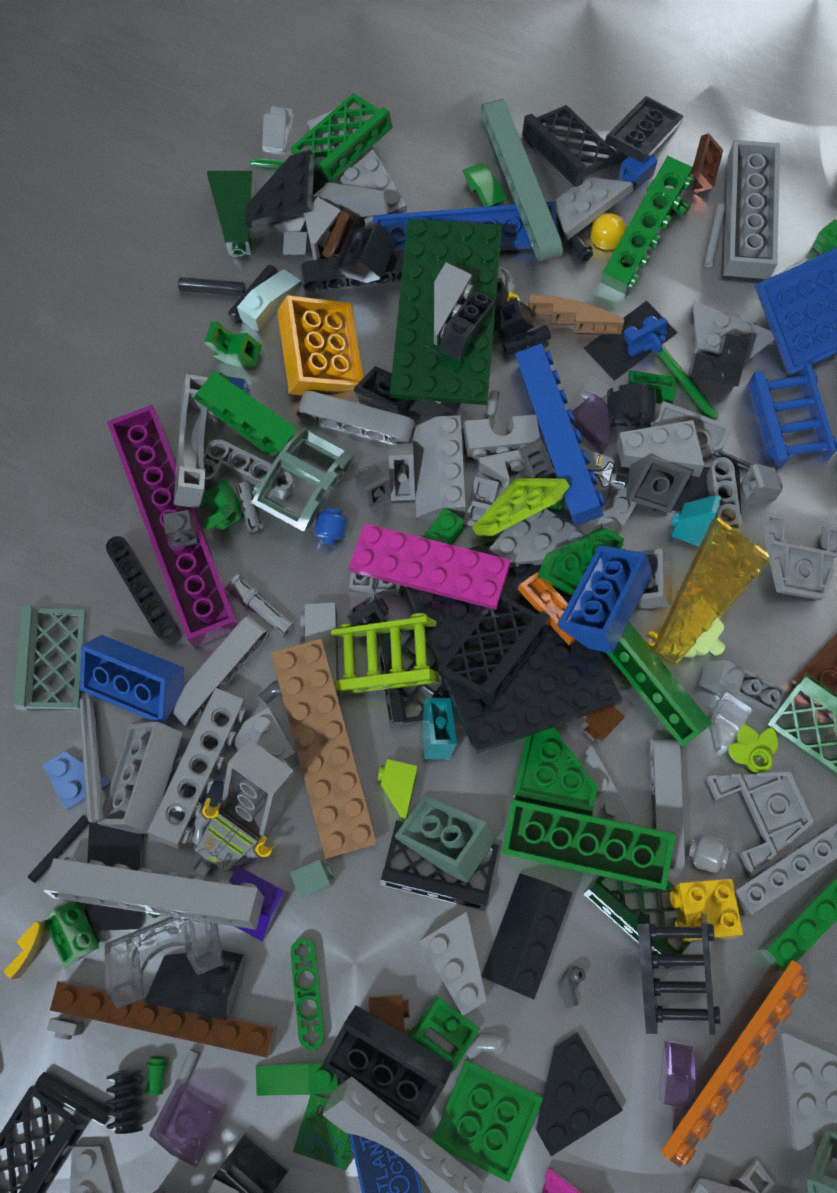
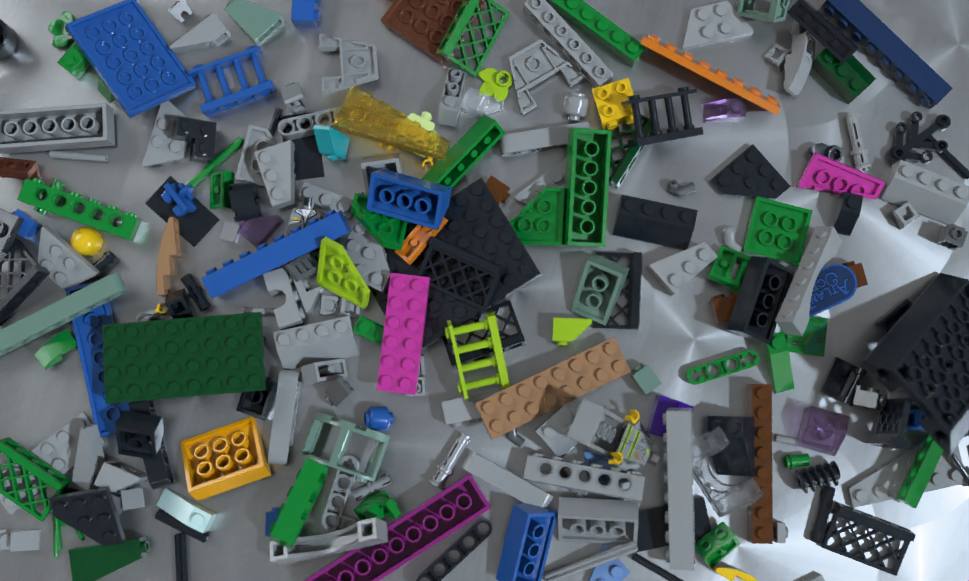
camera: 100 degrees left, 10 degrees up
(180, 528) = (406, 532): dark grey brick -> none
(232, 348) = (236, 530): green brick -> none
(339, 233) = (122, 461): reddish brown tile -> none
(363, 612) = (443, 376): black bracket -> none
(438, 729) = (522, 307): teal slope -> none
(449, 292) = (173, 356): light grey slope -> none
(465, 325) = (199, 337): black slope -> none
(656, 482) = (306, 175): dark grey slope -> none

